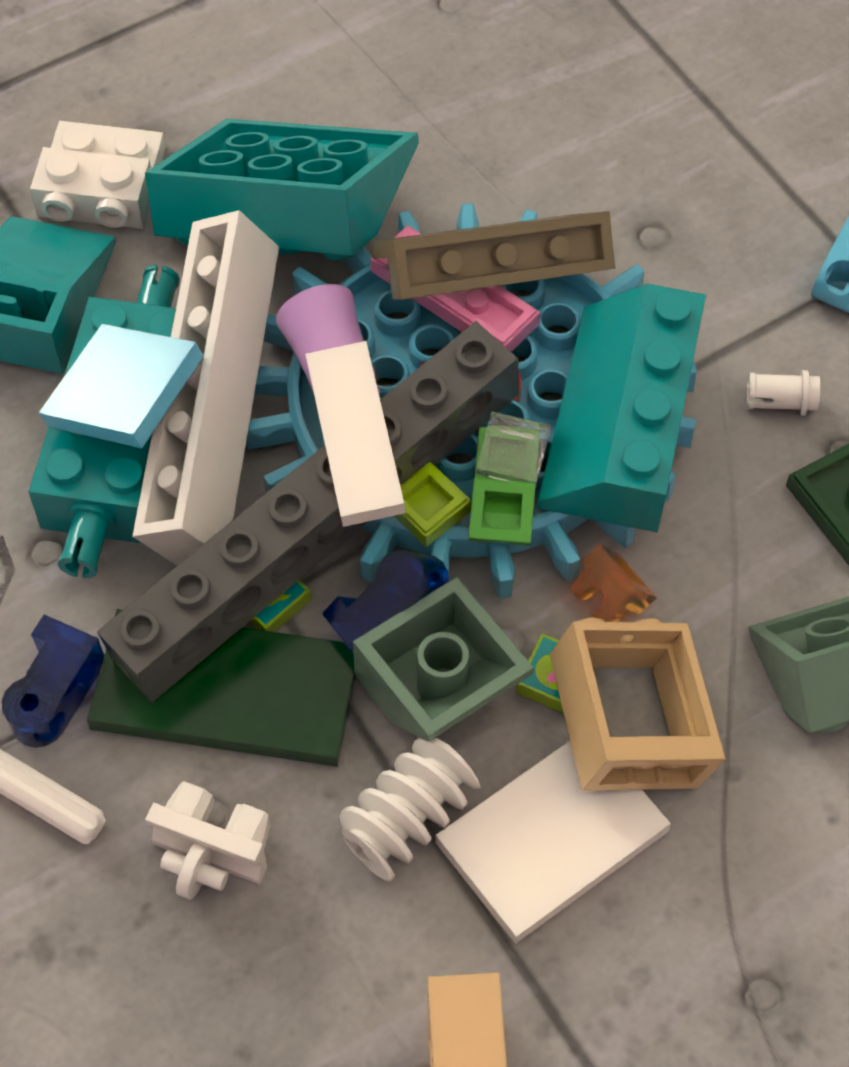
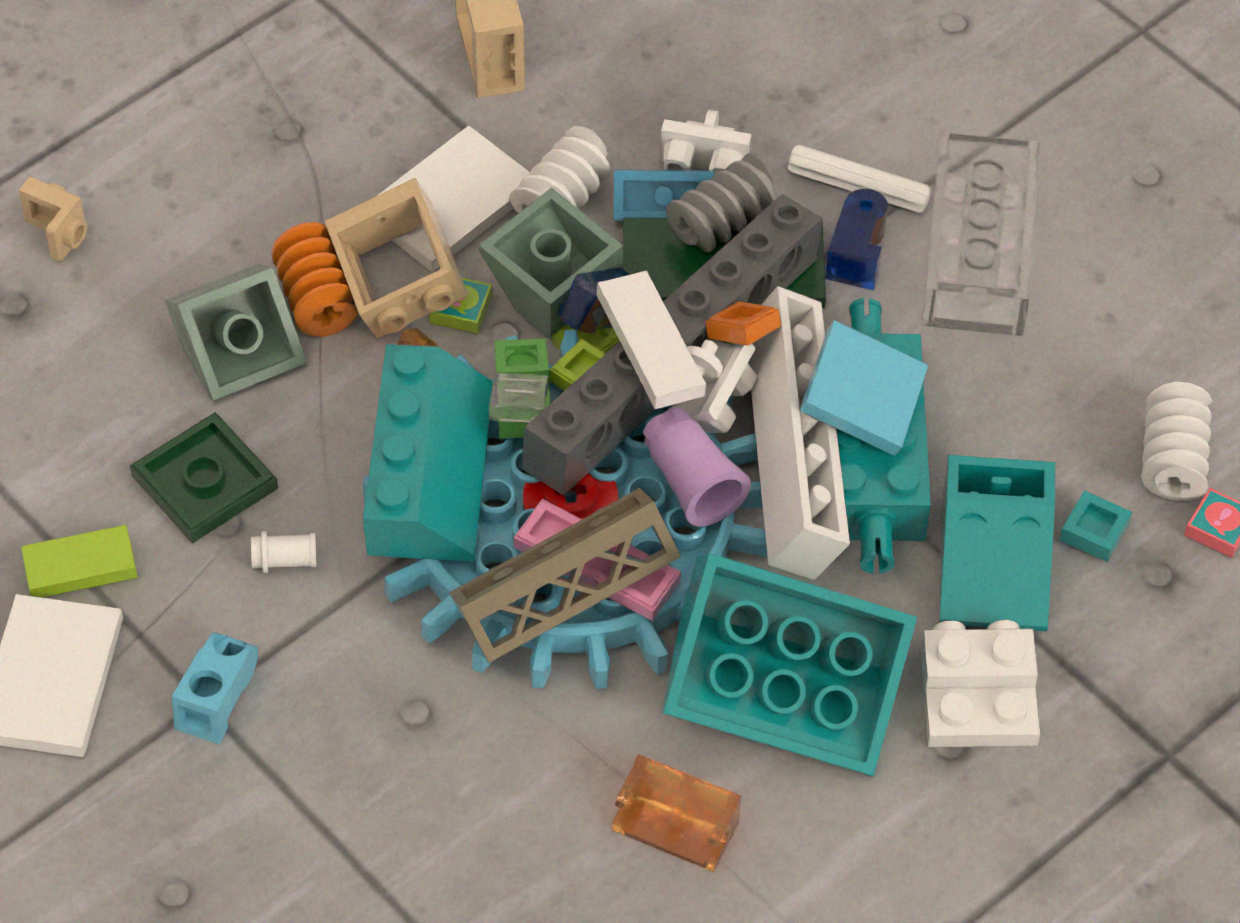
camera: 170 degrees right, 5 degrees down
(209, 709) = (722, 204): none -> light grey piece
(237, 474) = (743, 323): none -> orange tile
(259, 775) = (648, 192): none -> dark azure plate
(280, 442) = (726, 375): none -> white hips
(414, 102) = (676, 813): none -> clear orange hinge
(740, 708) = (313, 280): none -> orange piece

